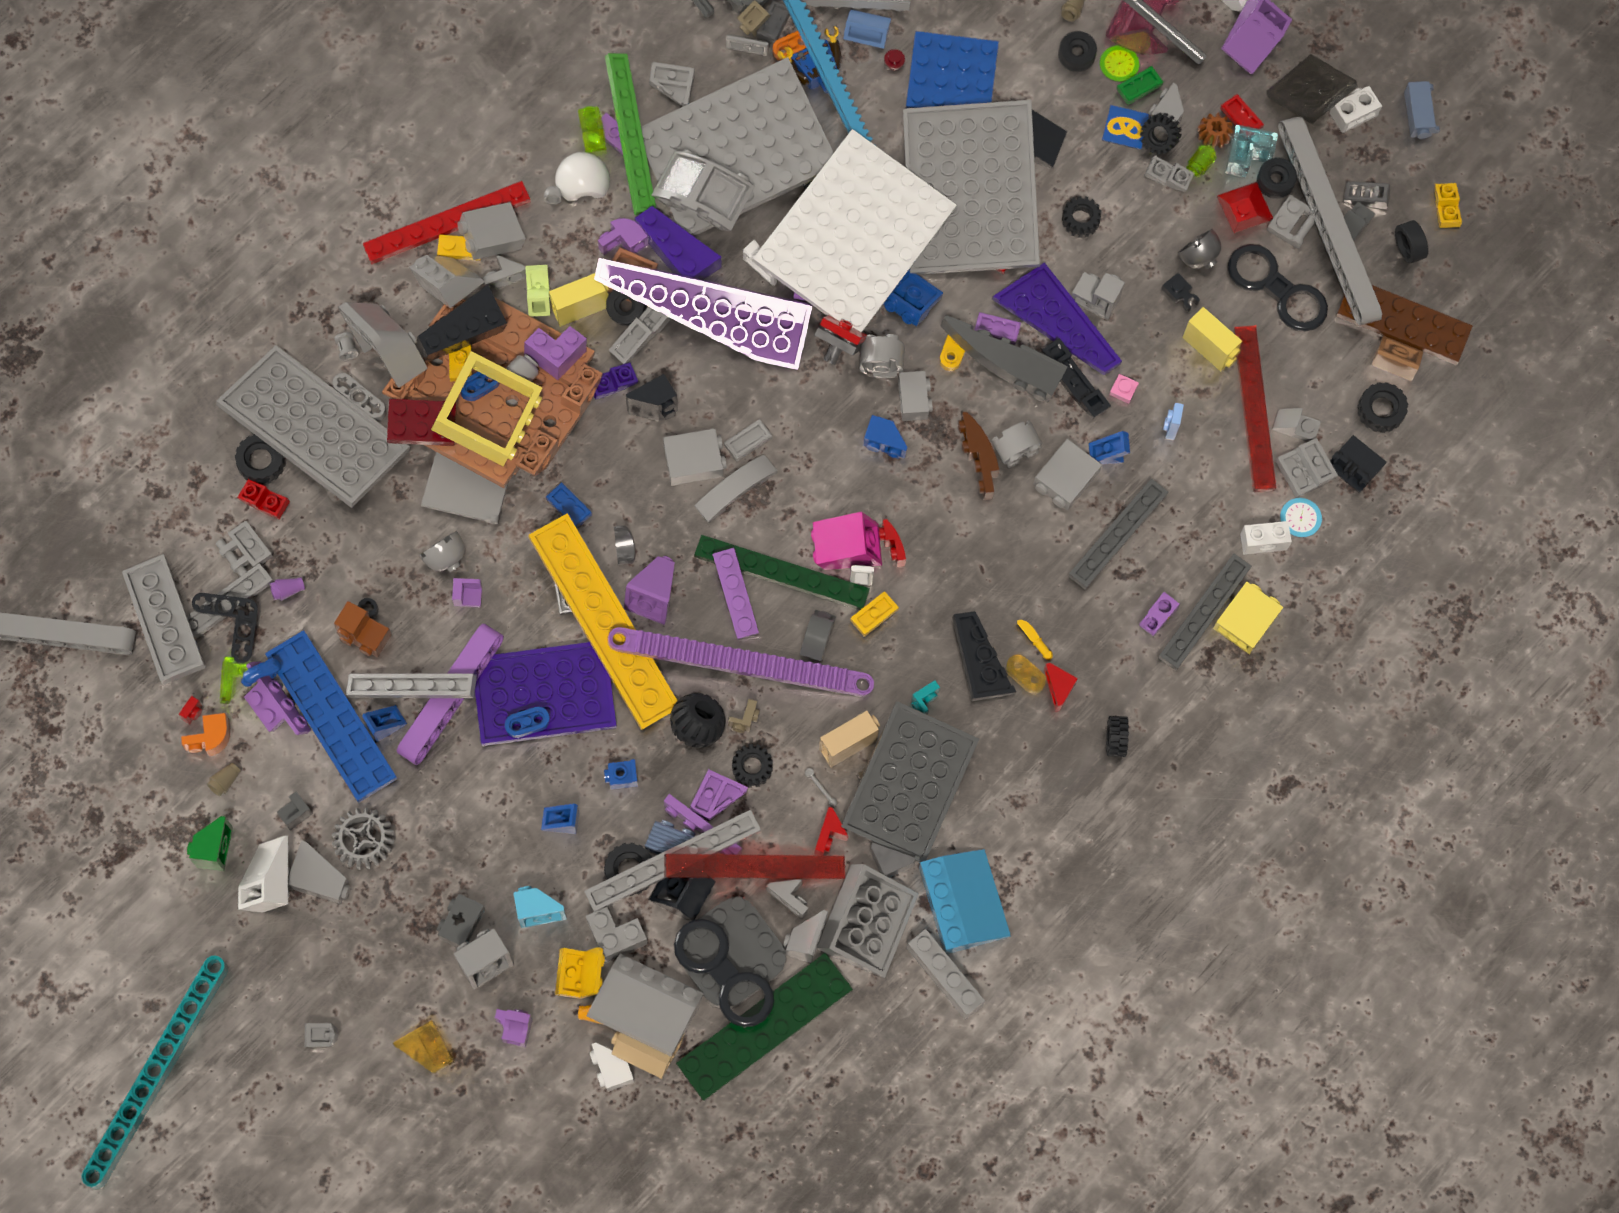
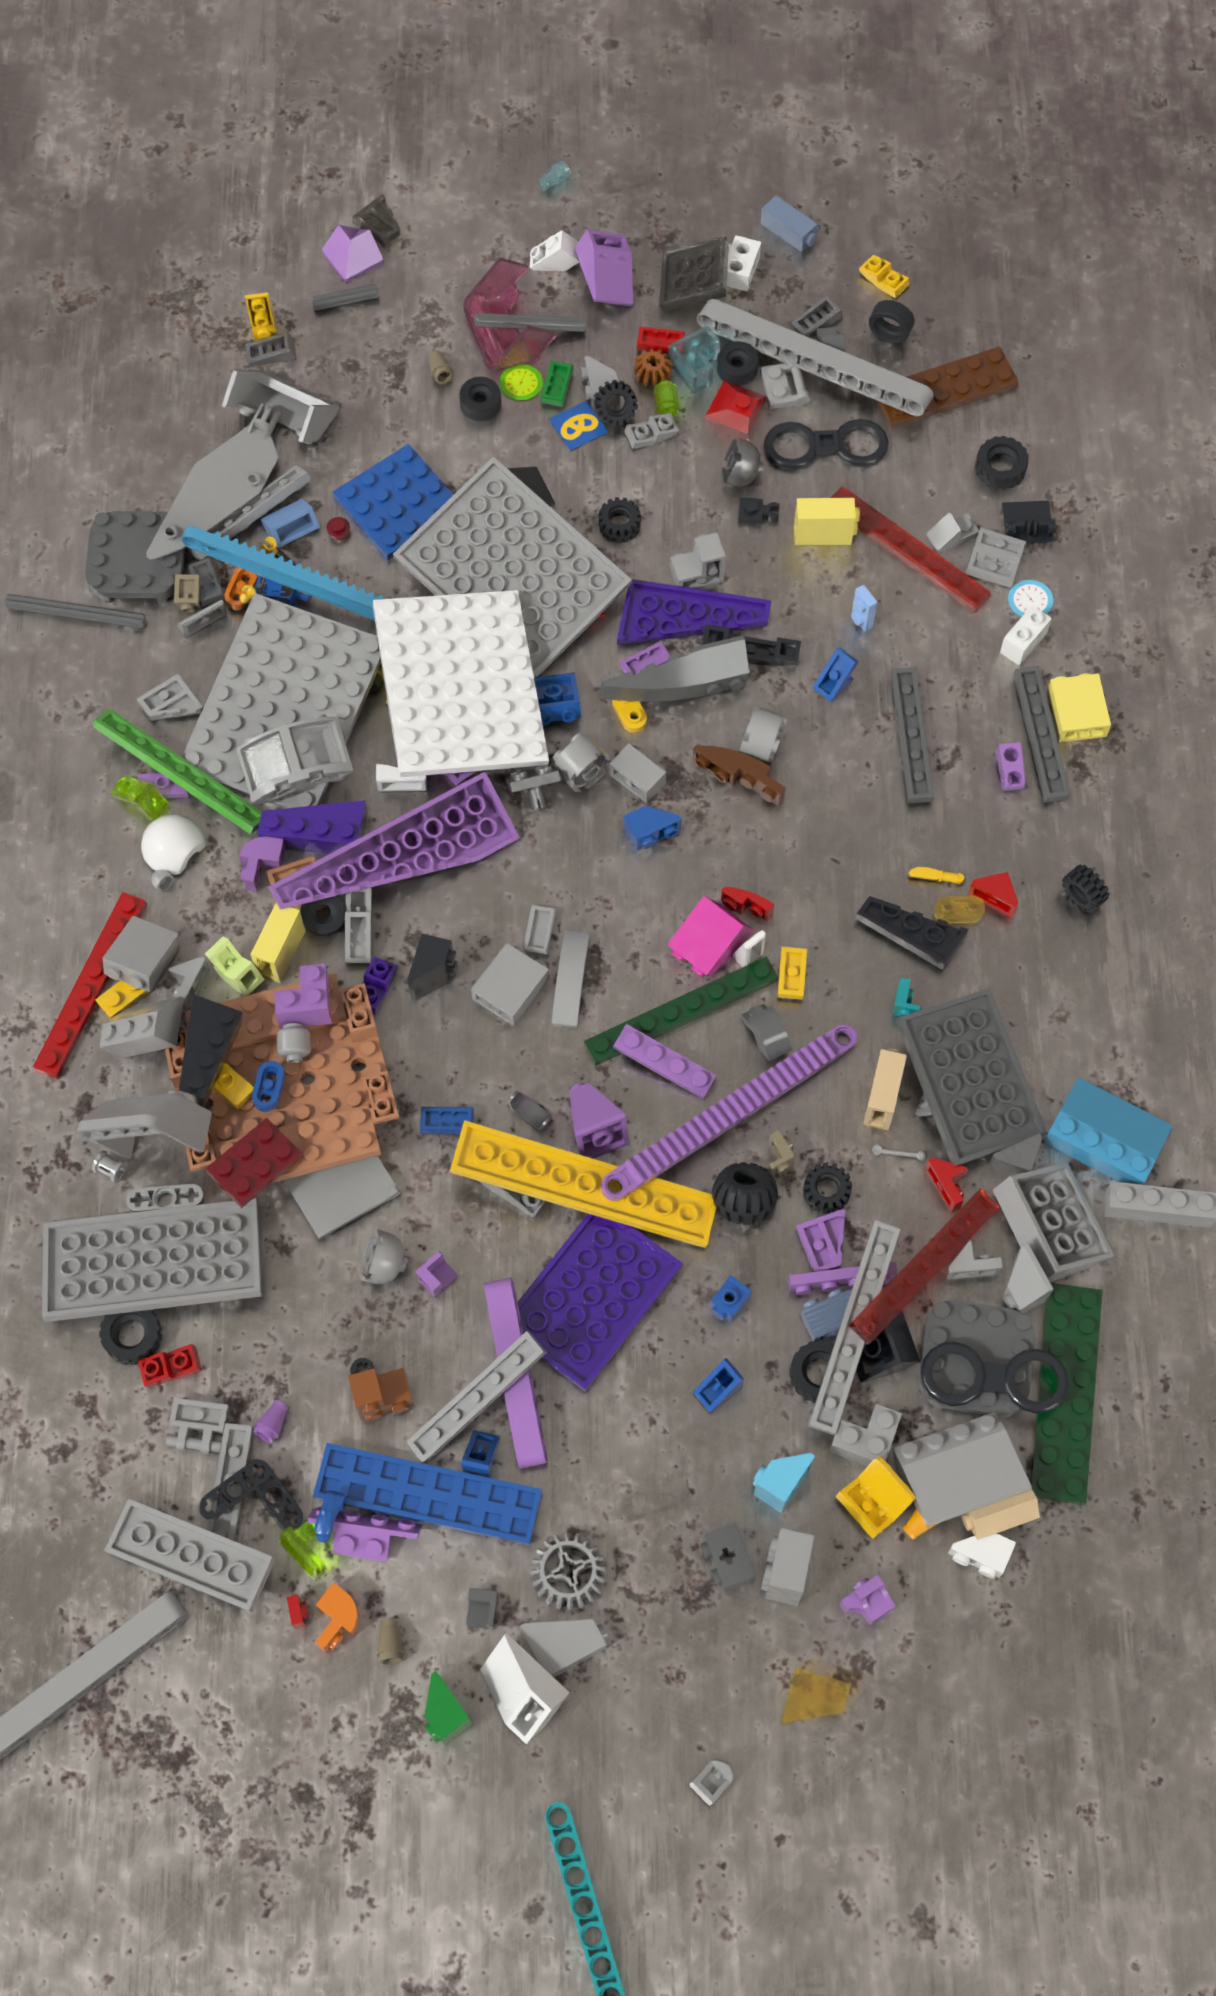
camera: 40 degrees left, 5 degrees down
(473, 441) = (309, 1137): light yellow window -> none
(526, 720) = (606, 1332): blue plate -> none
(844, 329) = (533, 764): red plate -> none
(1067, 475) = (824, 725): light grey brick -> none
(1124, 388) = (793, 621): bright pink plate -> none
(1397, 358) = (973, 418): medium nougat slope -> none

